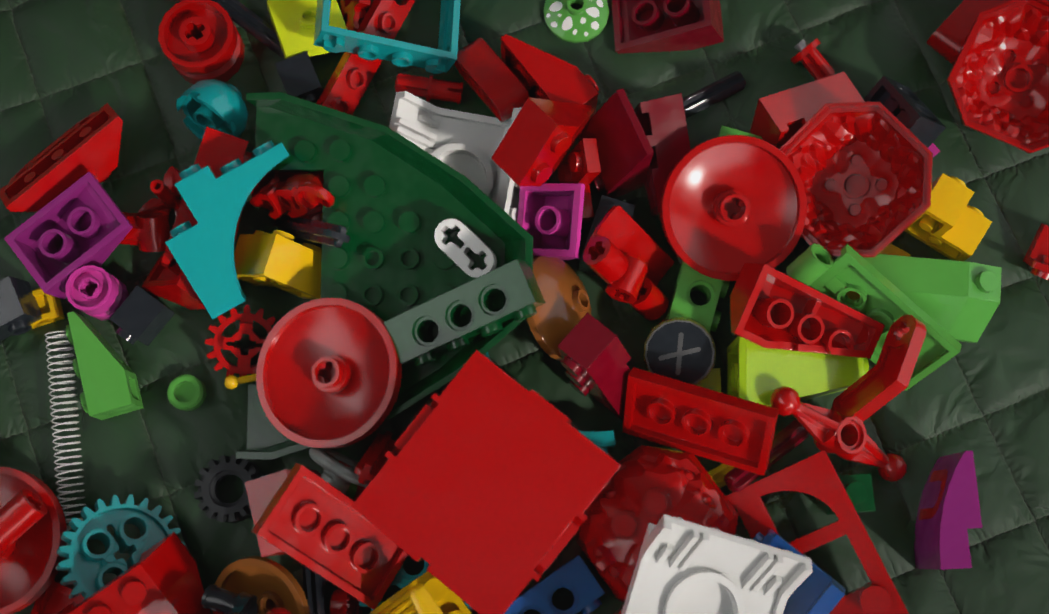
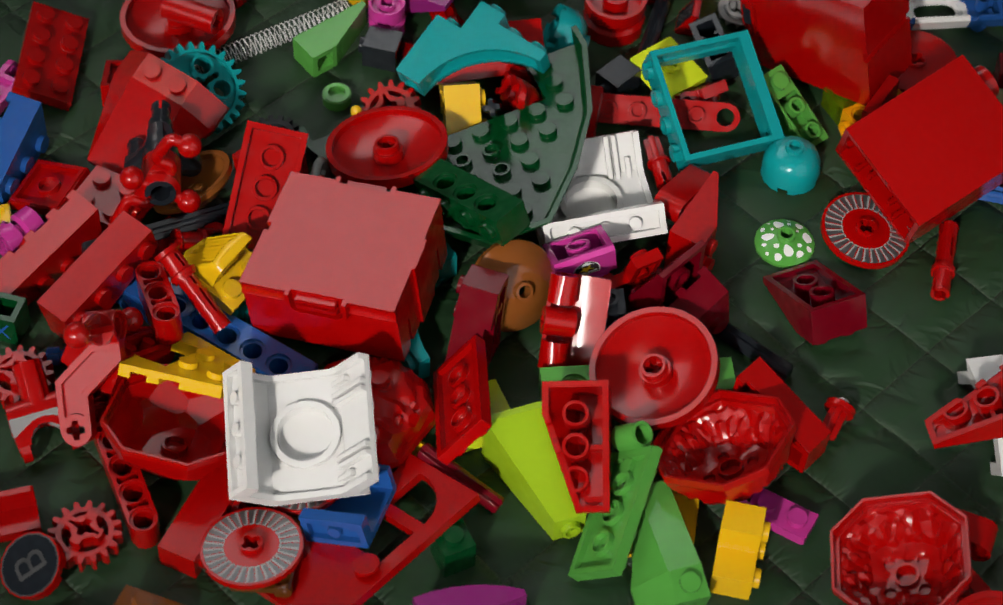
camera: 65 degrees right, 25 degrees down
(458, 254) = (530, 193): white beam -> none
(540, 139) = (638, 214): red slope -> none
(680, 350) = (516, 381): black tile -> none
(842, 426) = (502, 490): red piece -> none
(907, 109) = (813, 484): black brick -> none

